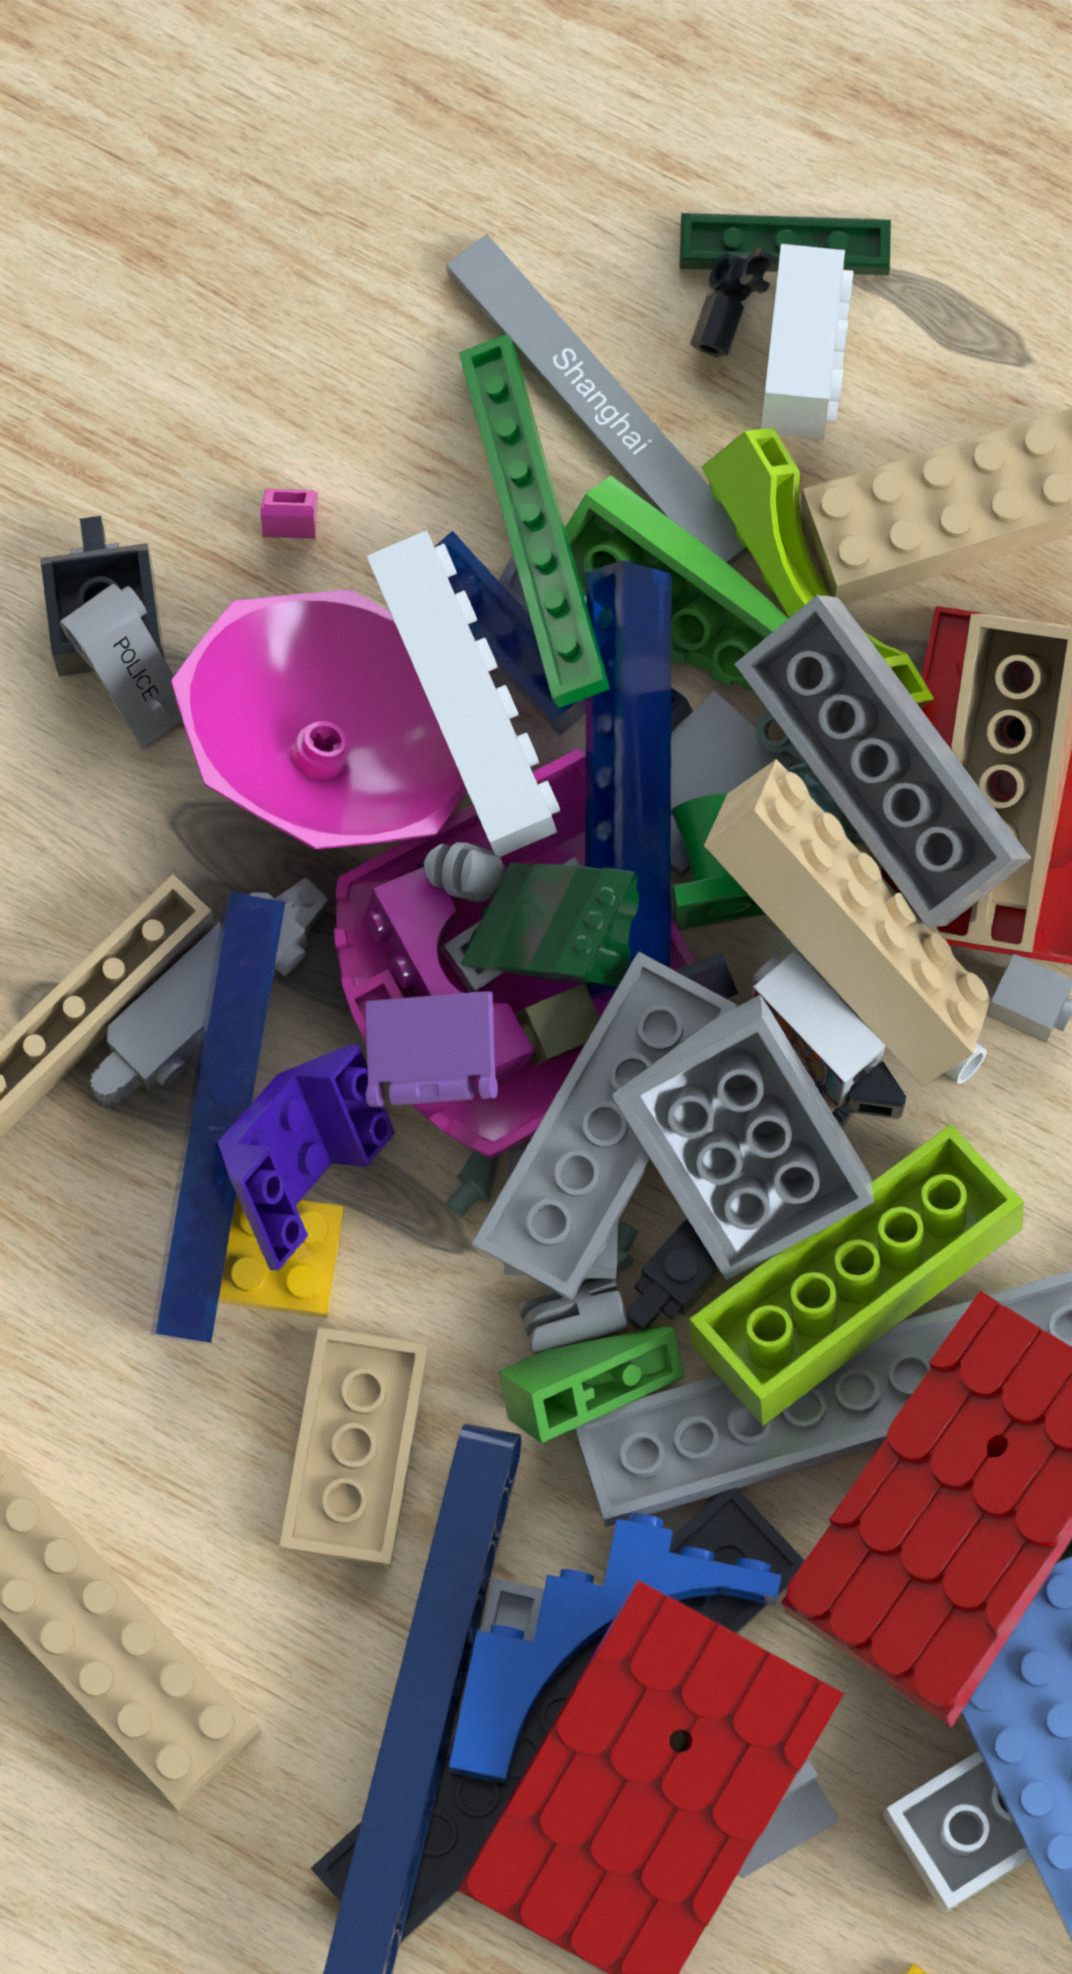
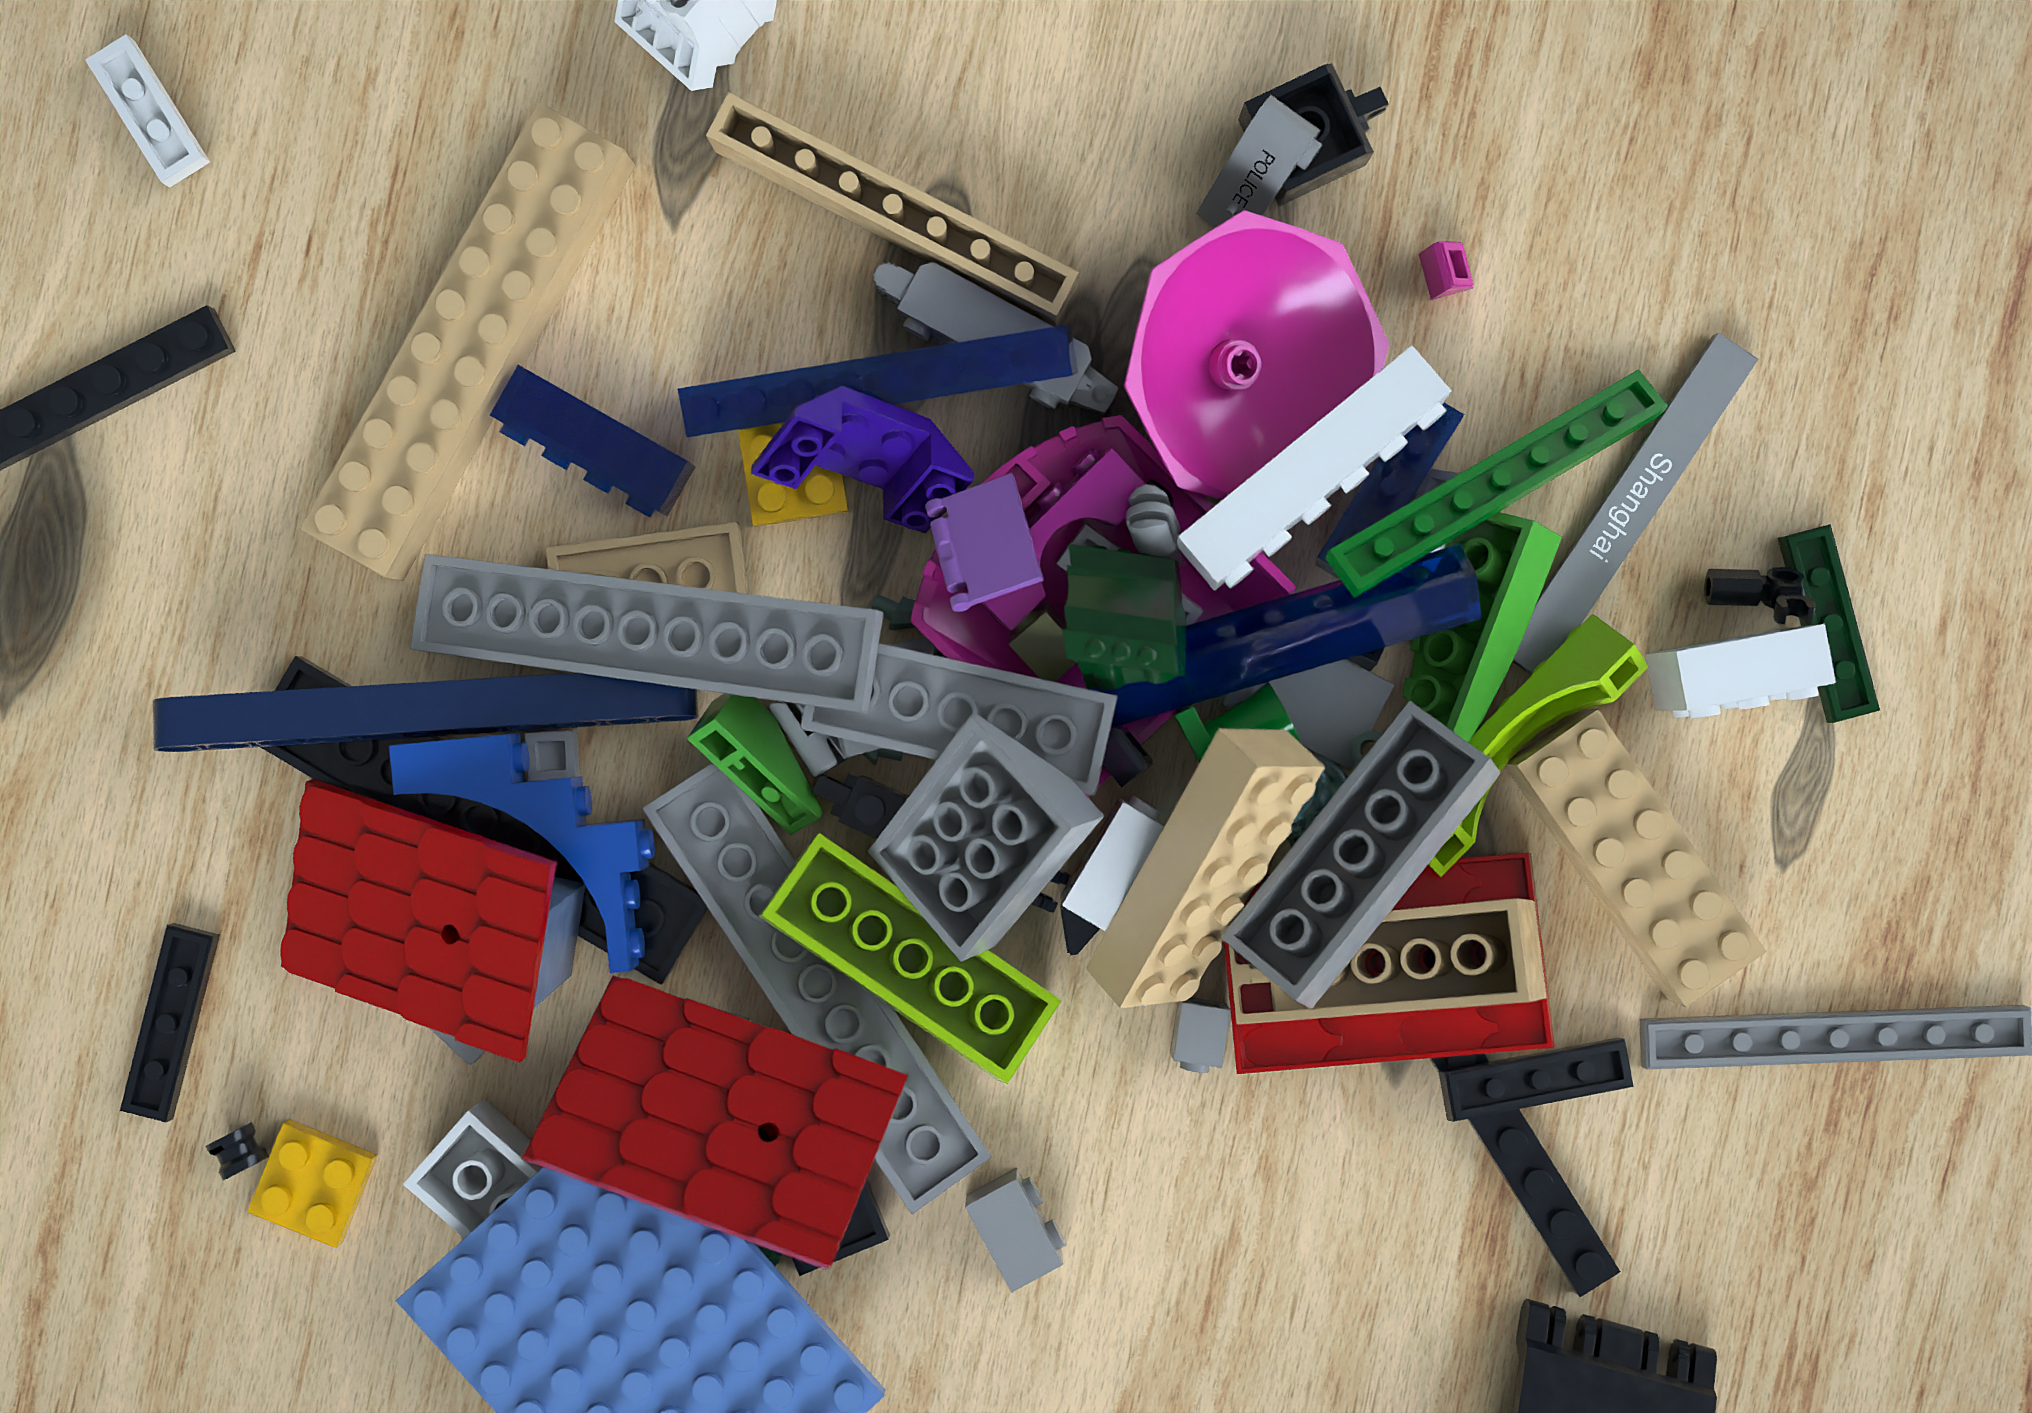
camera: 70 degrees right, 15 degrees up
(177, 1459) = (592, 441): none -> clear blue brick
(409, 1448) = (649, 632): none -> light grey plate

